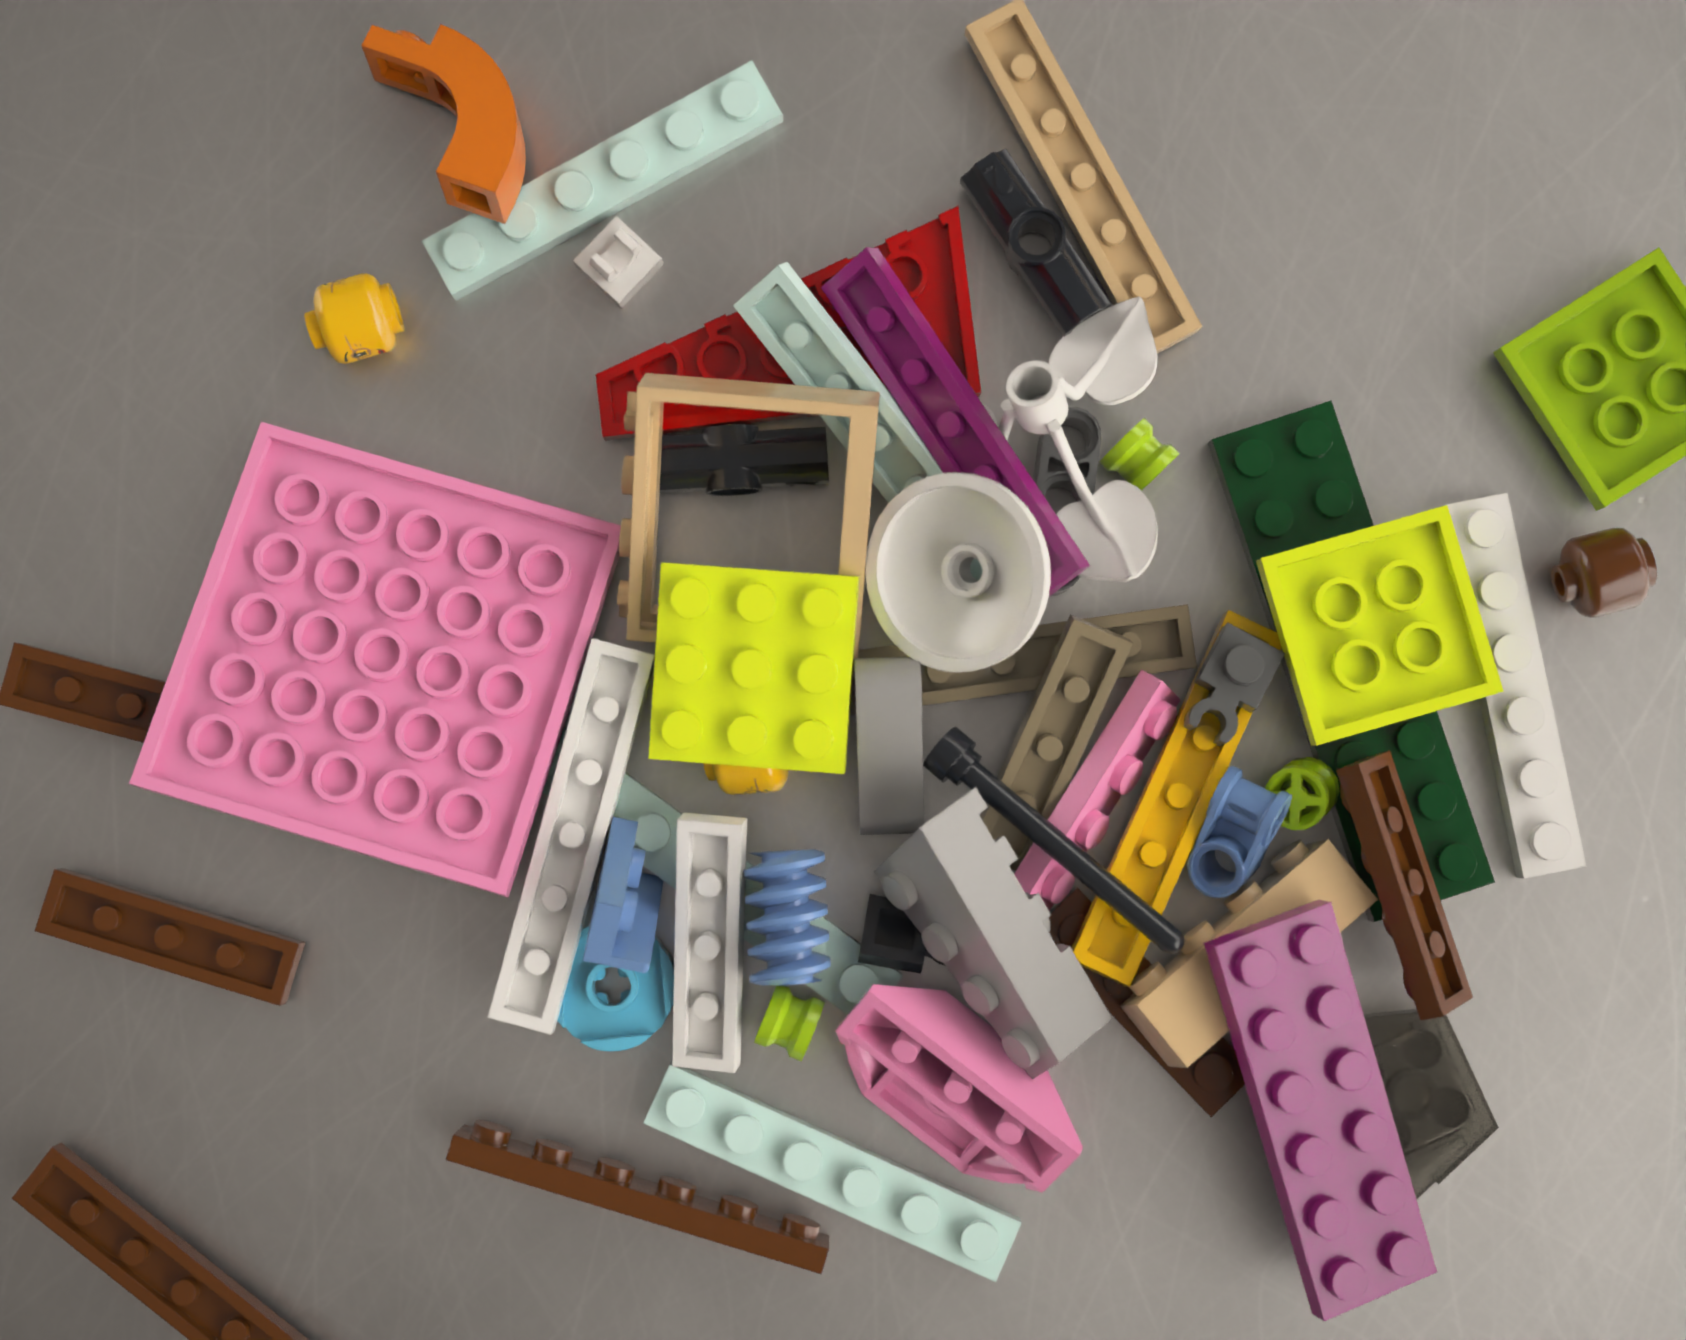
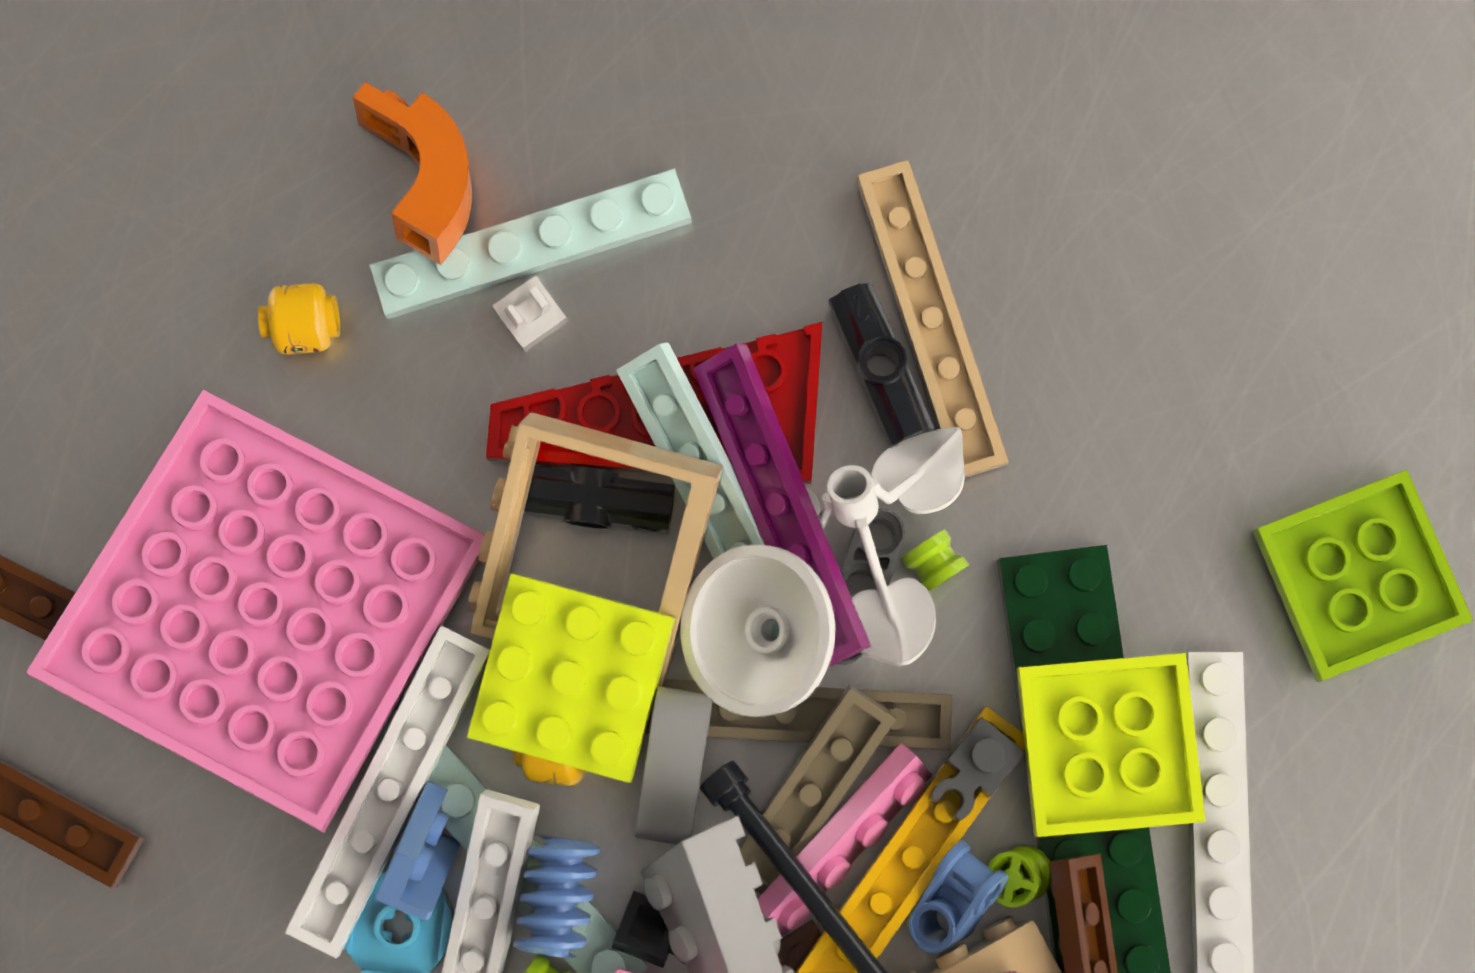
camera: 10 degrees right, 5 degrees down
(1604, 572) = (1313, 736): reddish brown head -> none

